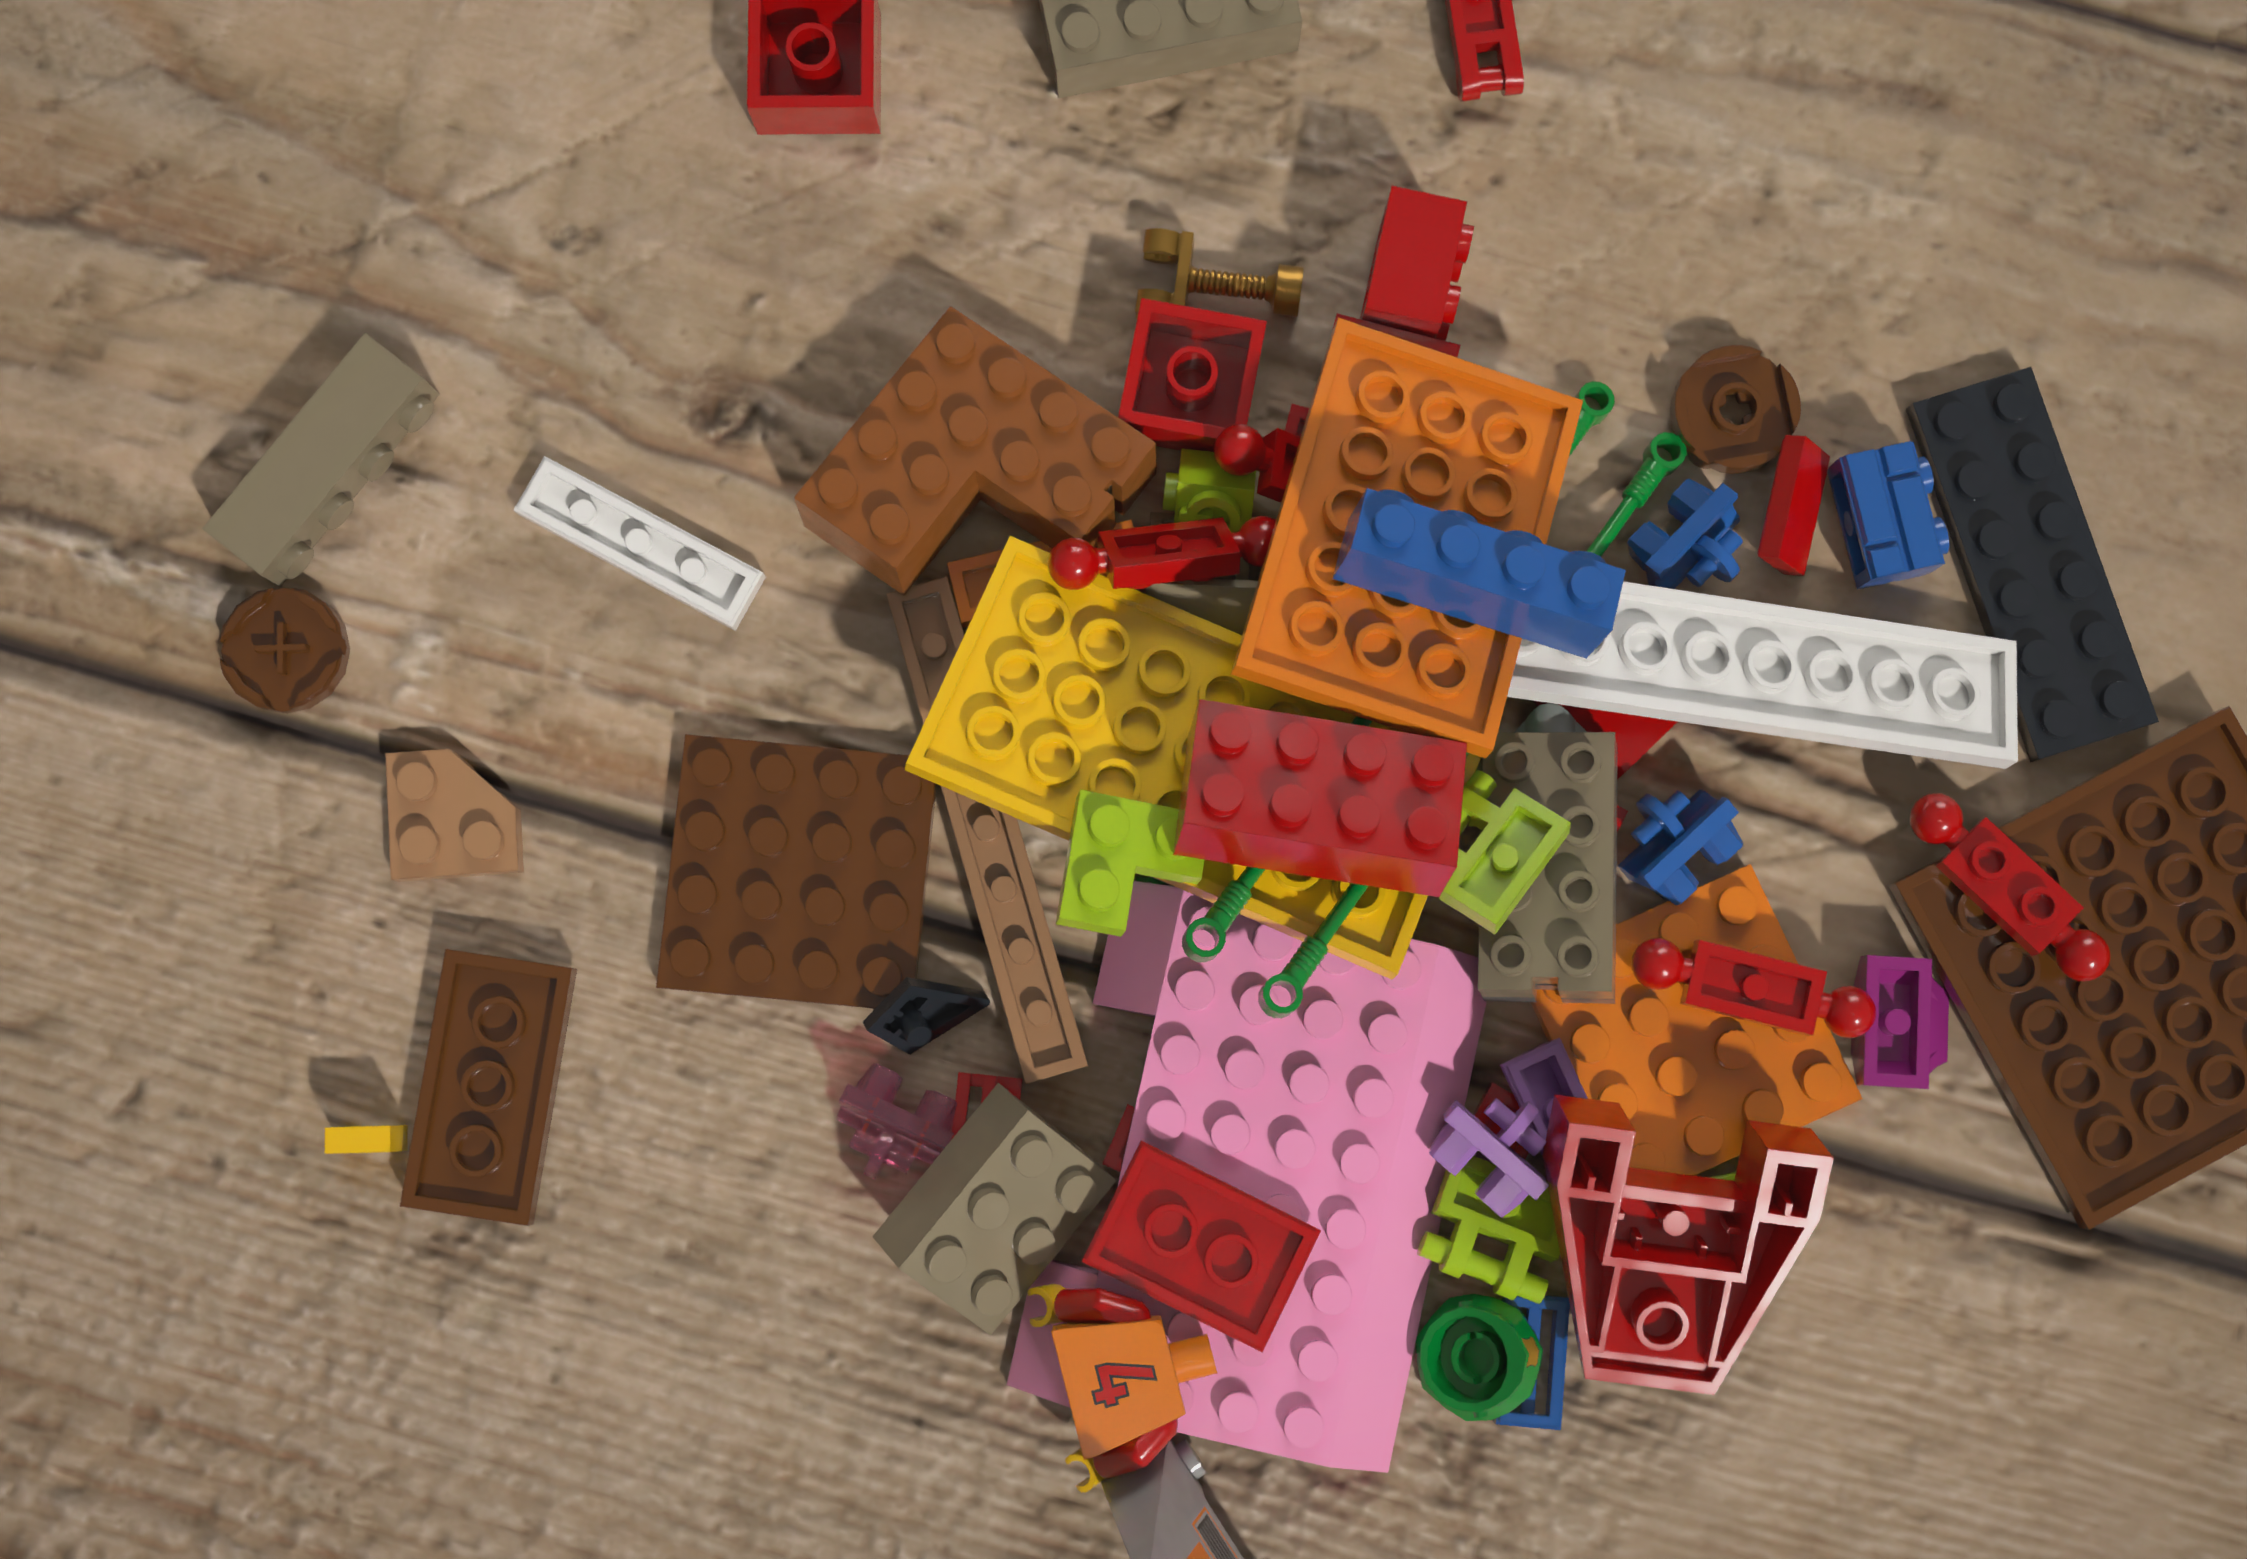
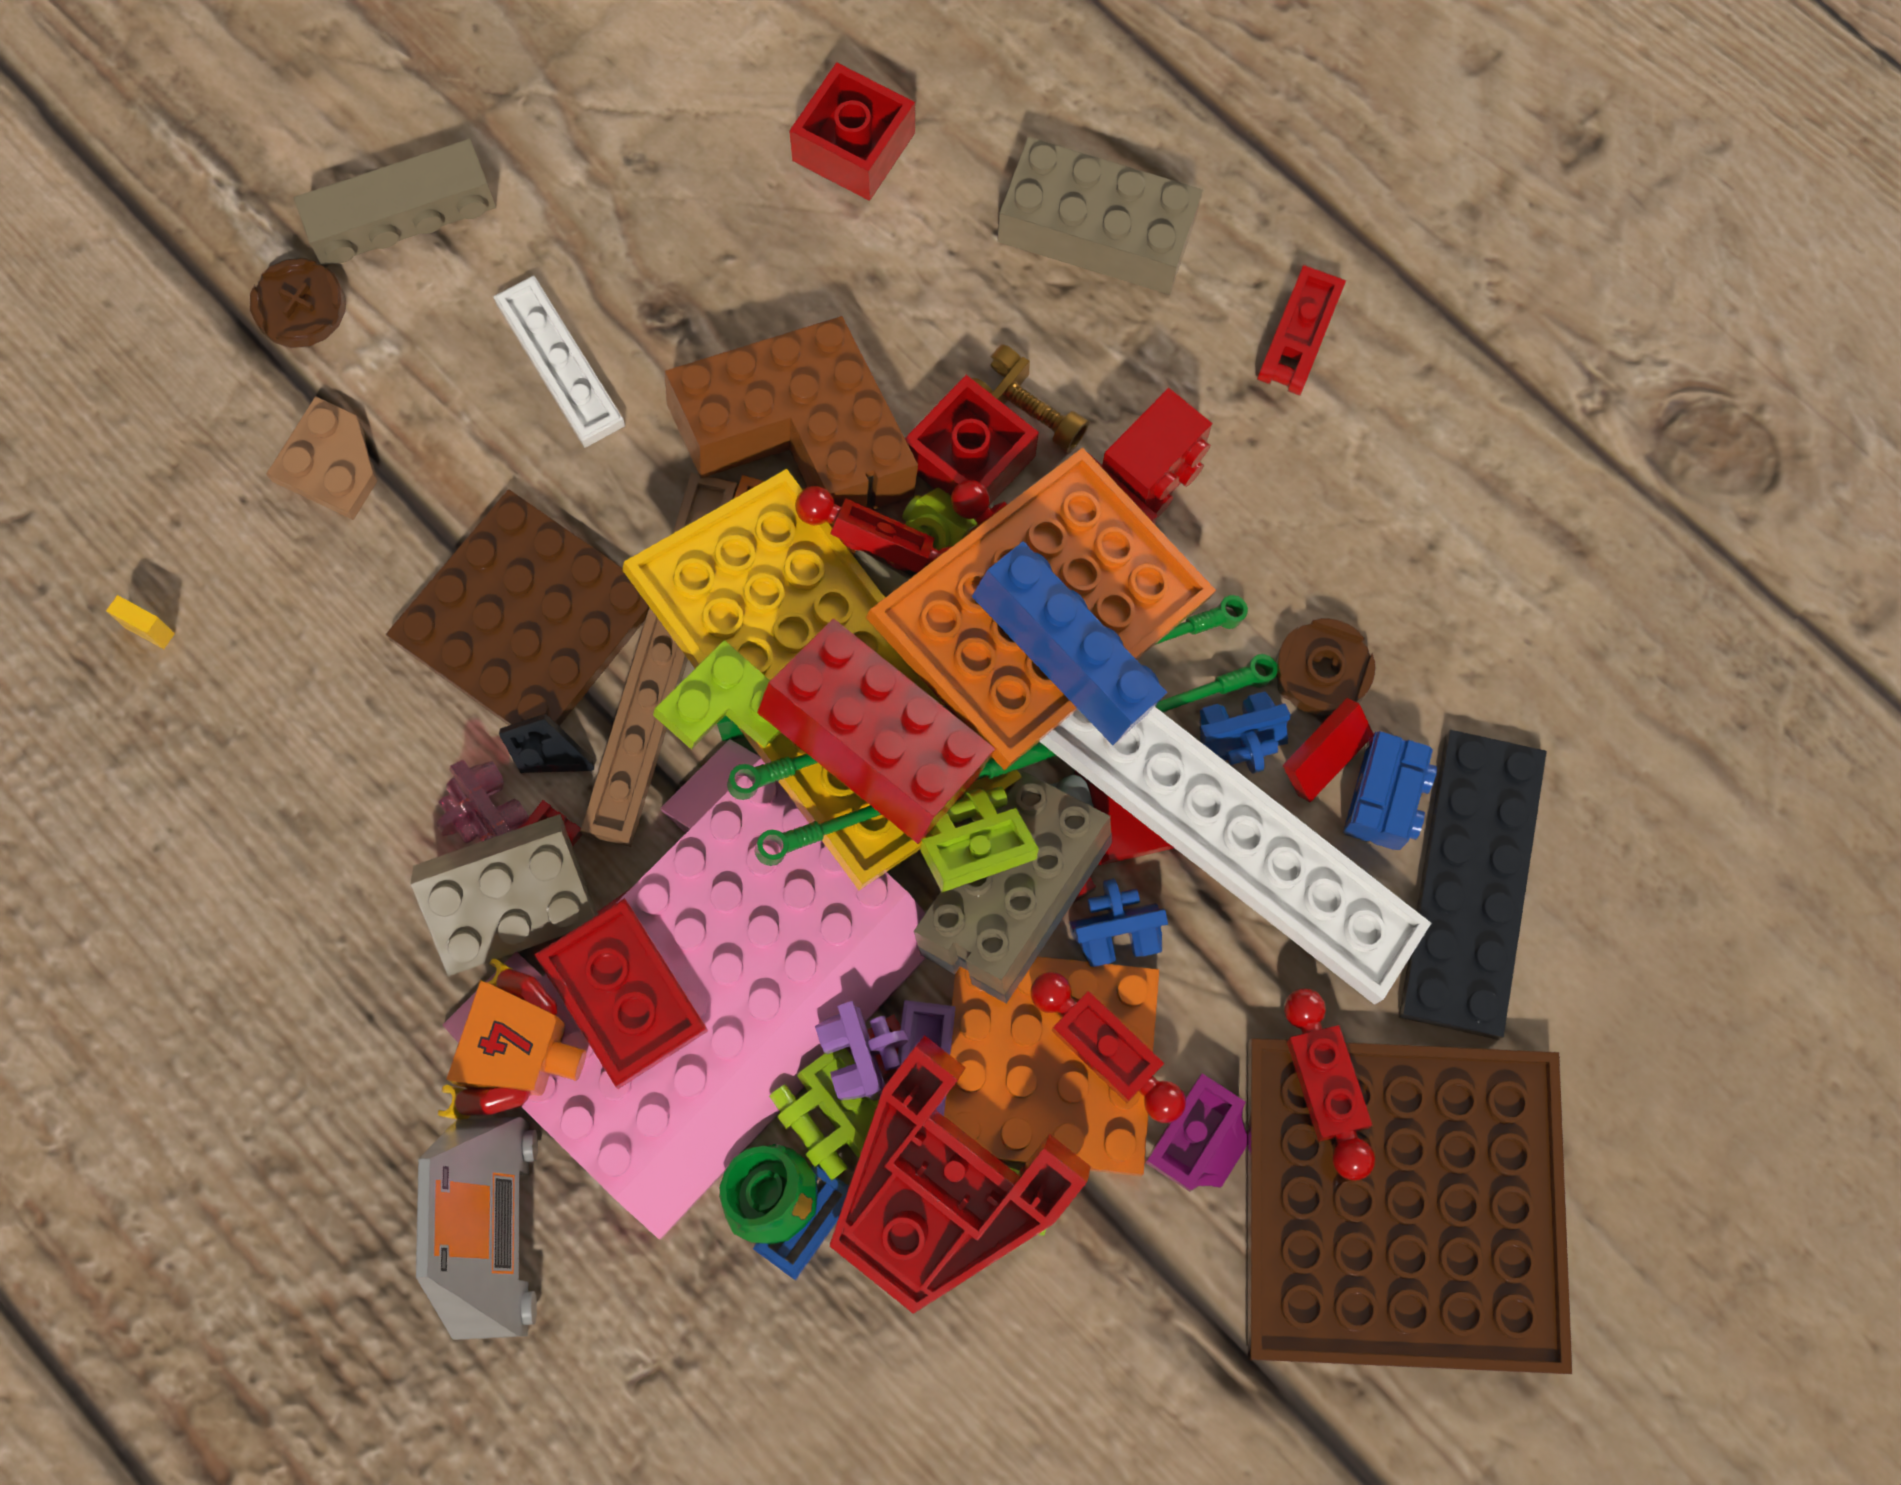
camera: 25 degrees right, 10 degrees down
(488, 1087) = (238, 635): reddish brown plate -> none

